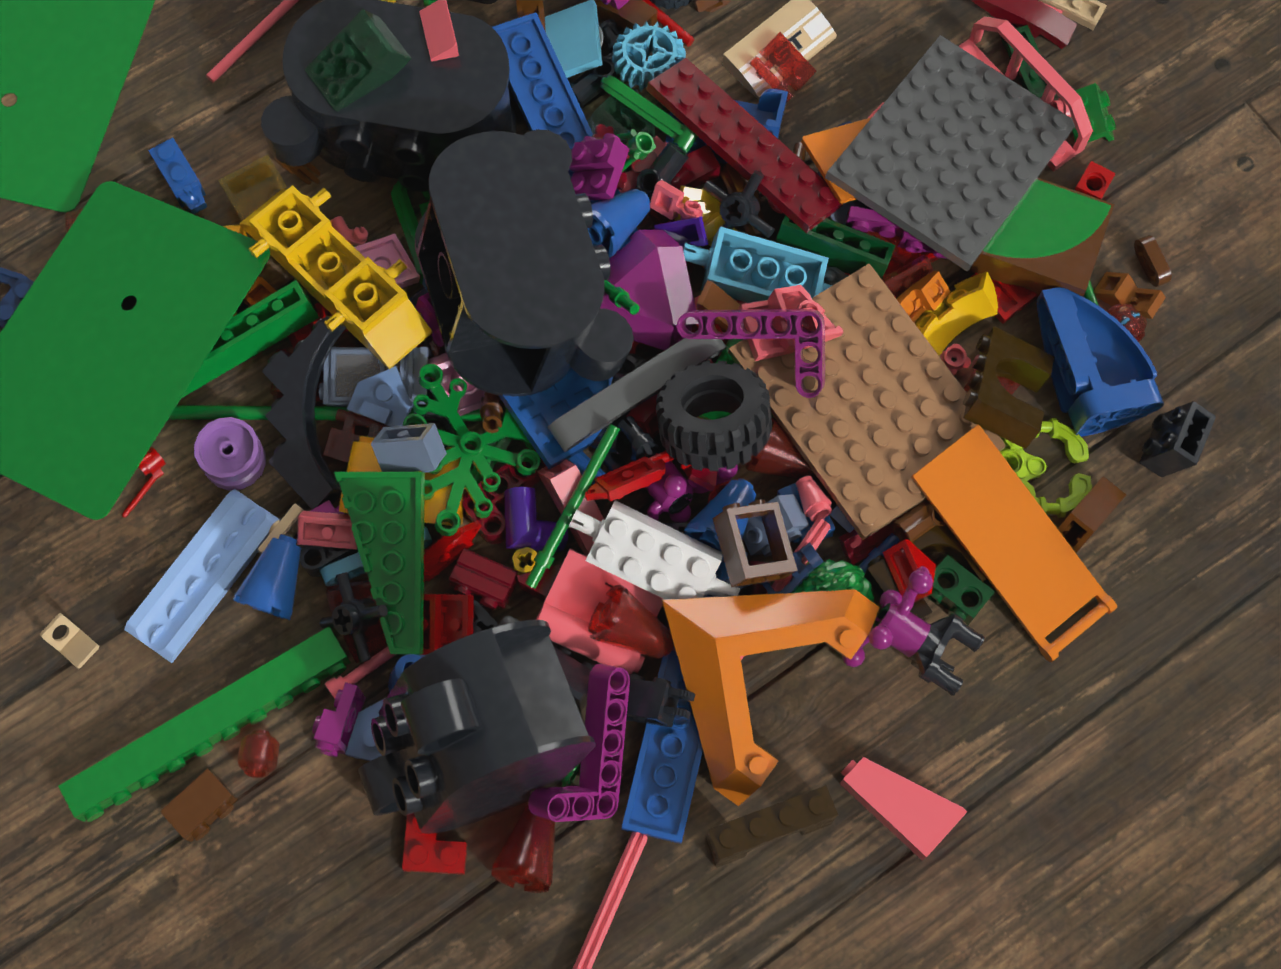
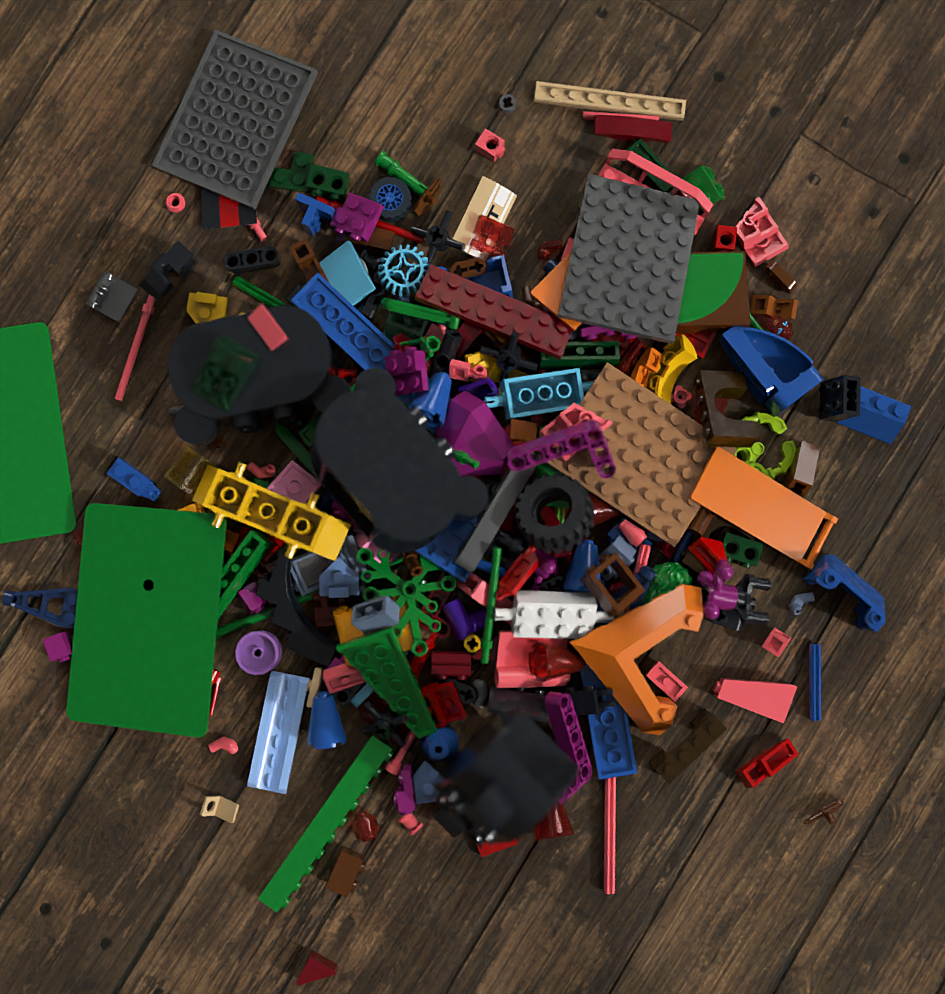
camera: 25 degrees left, 15 degrees up
(88, 926) = (316, 968): none -> dark red slope
(123, 559) = (225, 743): none -> coral arm
(253, 384) = (249, 599): none -> magenta brick
(324, 775) = (410, 823): none -> coral bush
(712, 40) = (435, 243): none -> black bar
(739, 85) = (467, 263): none -> reddish brown beam
(778, 730) = (666, 681): none -> coral plate
(851, 109) = (547, 247): none -> clear red arm
(880, 911) = (767, 763): none -> red slope
(902, 678) = (728, 619): none -> black piece
(961, 737) = (776, 642): none -> coral brick
(997, 824) = (815, 682): none -> blue axle
(1017, 698) = (798, 601): none -> sand blue arm
(1082, 670) = (831, 571): none -> blue windscreen
(1144, 199) = (760, 234): none -> coral slope
(1222, 487) = (879, 416): none -> blue slope

